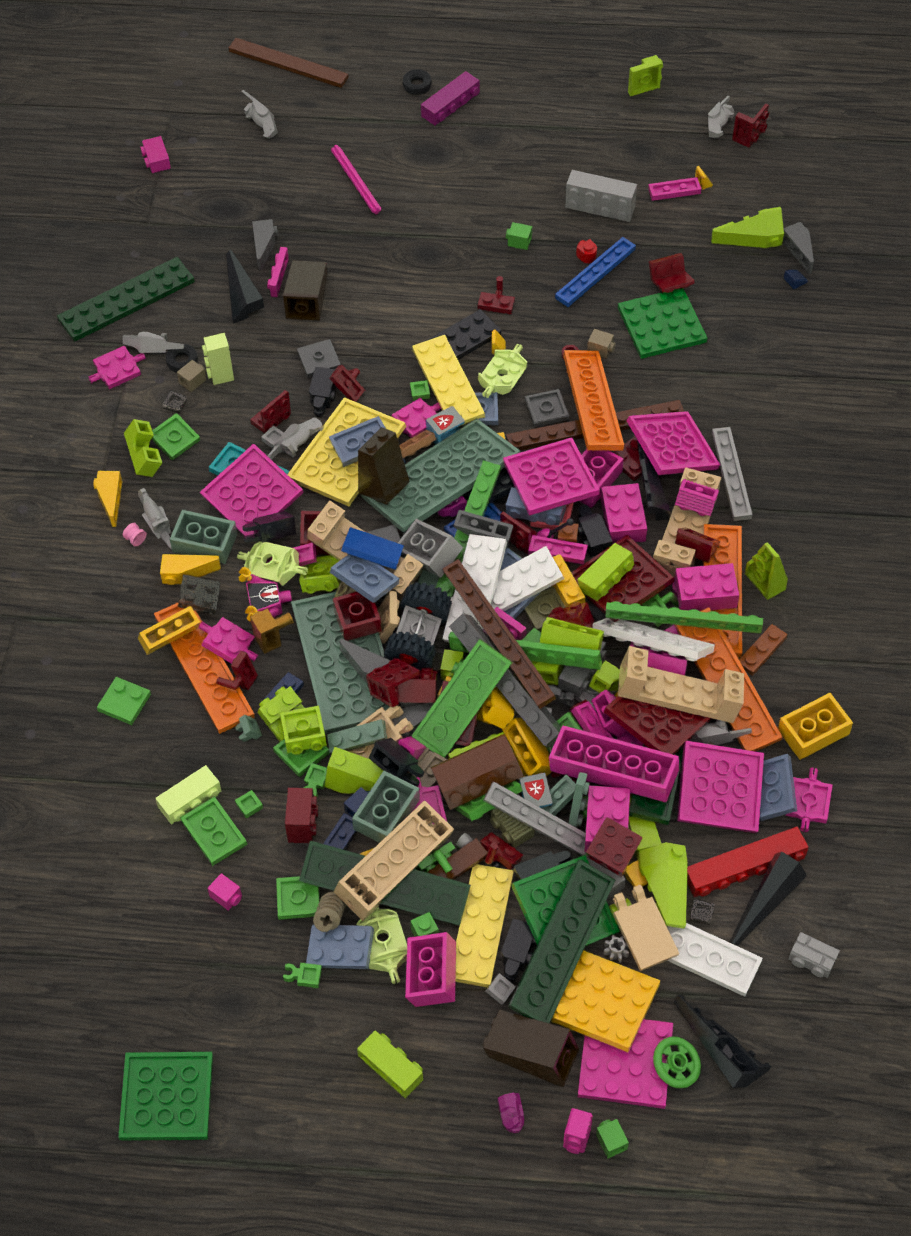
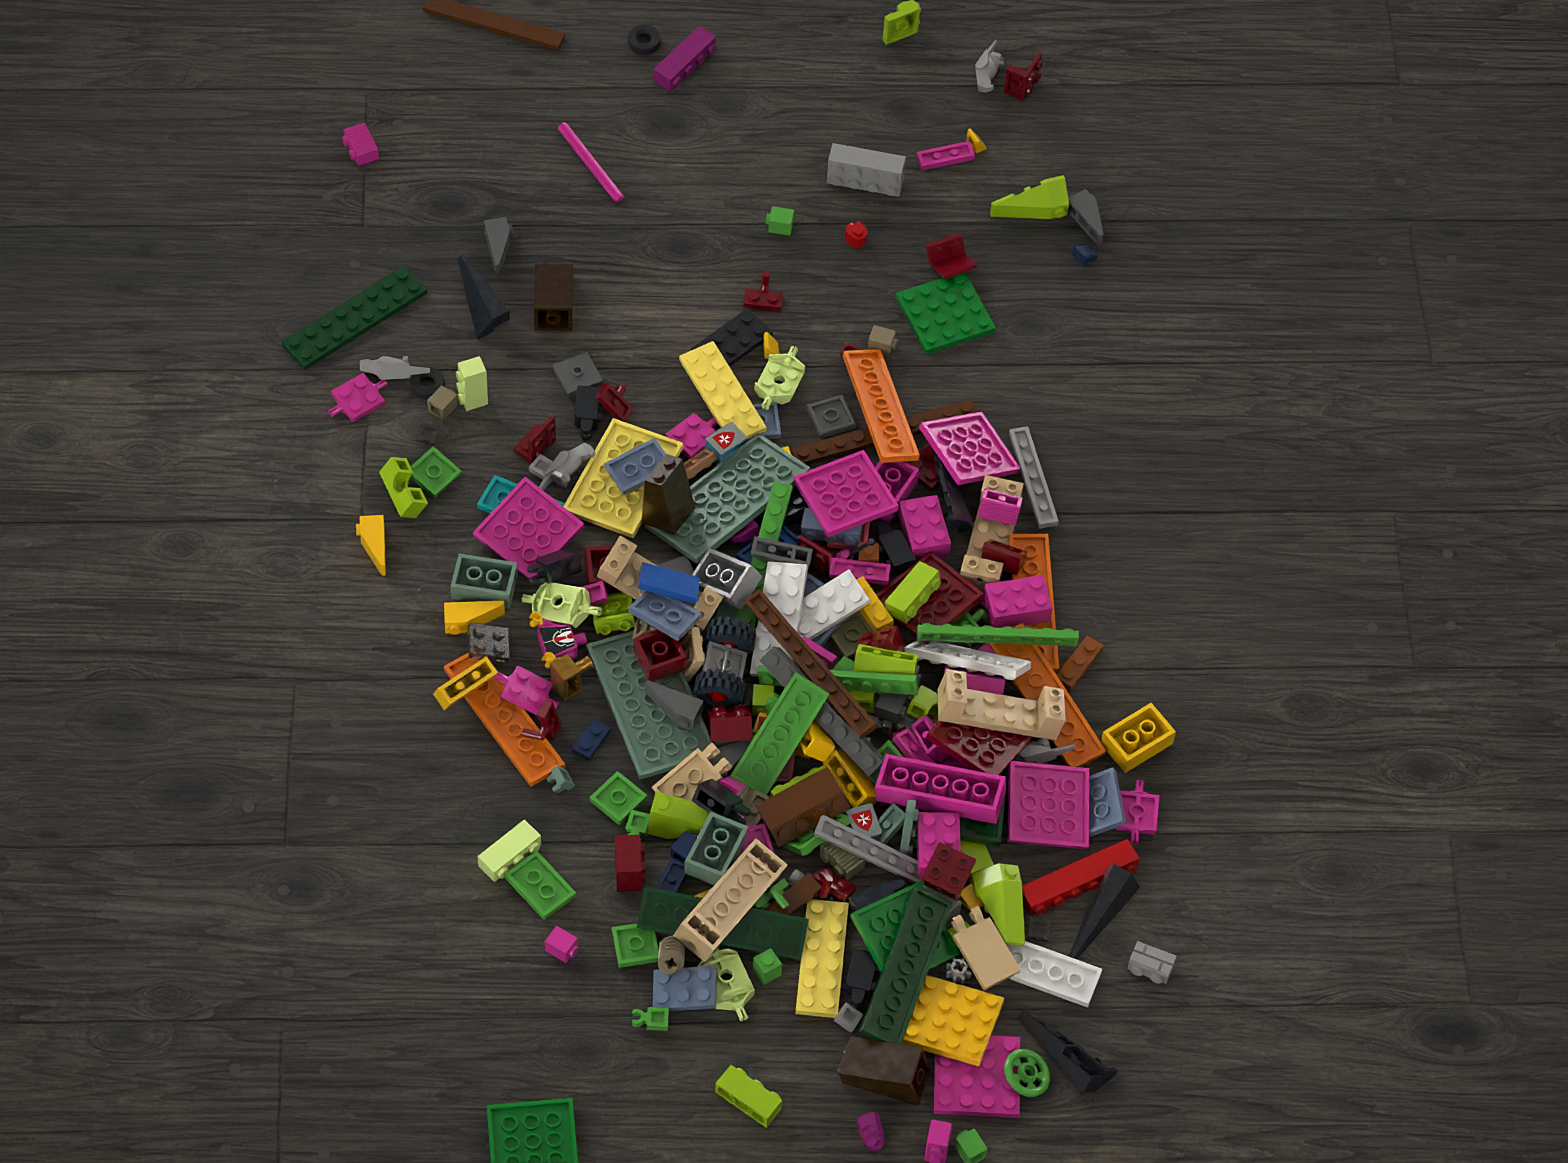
camera: 10 degrees left, 0 degrees up
(123, 700) = (425, 759): bright green plate -> none
(134, 534) = (409, 583): bright pink wheel -> none
(155, 517) = (428, 563): light grey animal -> none
(249, 804) = (572, 856): bright green plate -> none
(261, 116) = (473, 91): light grey animal -> none
(270, 710) = (596, 761): lime plate -> none
(278, 271) = (519, 277): dark pink plate -> none
(303, 730) = (620, 776): lime plate -> none
(358, 736) = (676, 779): sand green plate -> none
(385, 679) = (699, 719): dark red bracket -> none
(420, 390) = (692, 404): bright green plate -> none
(431, 969) = (778, 1003): dark pink brick -> none
(595, 272) = (867, 258): blue plate -> none
(767, 572) = (1078, 582): lime wedge -> none

